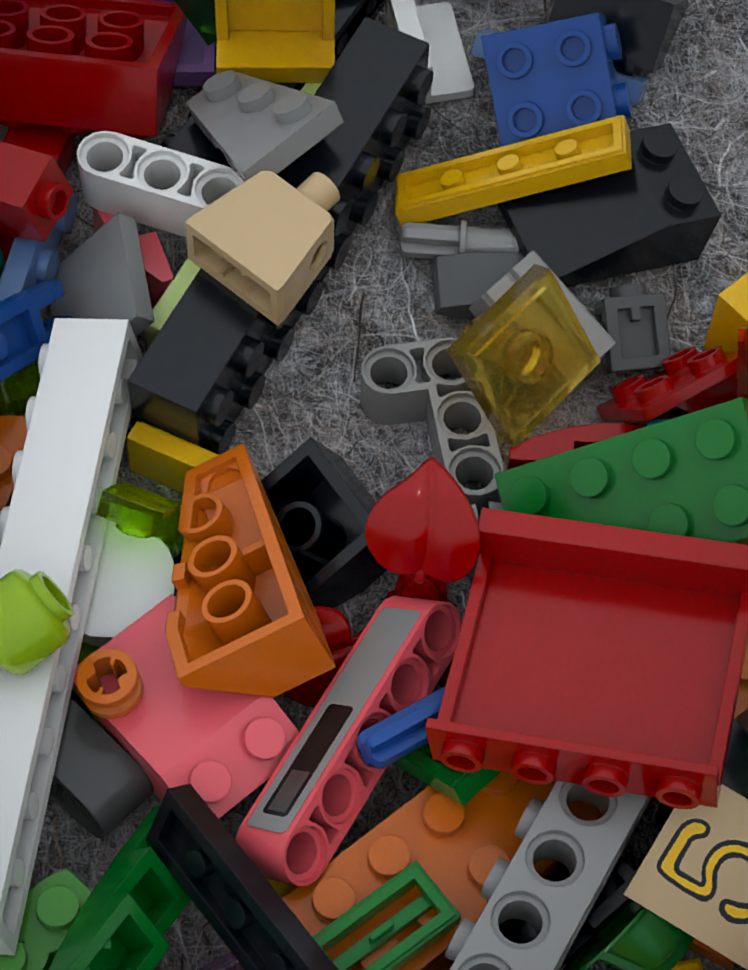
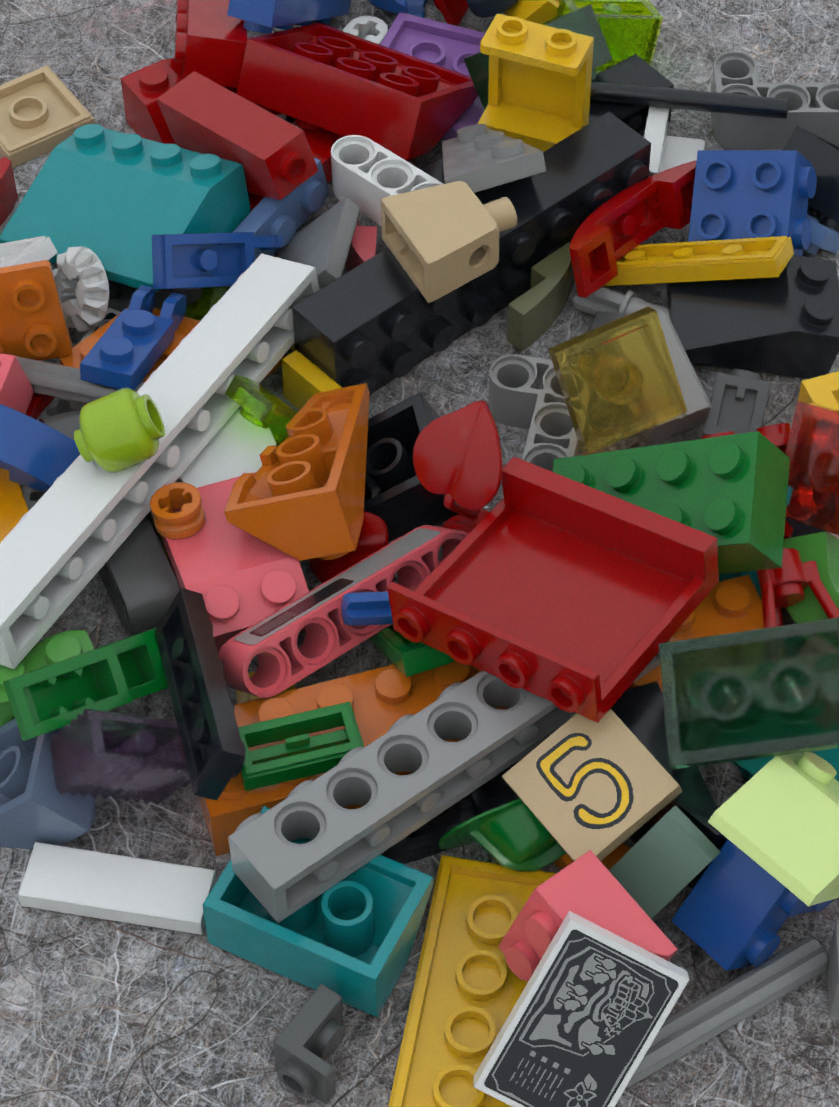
camera: 25 degrees right, 10 degrees down
(369, 255) = (541, 305): none -> olive slope
(452, 102) = (629, 221): none -> red slope

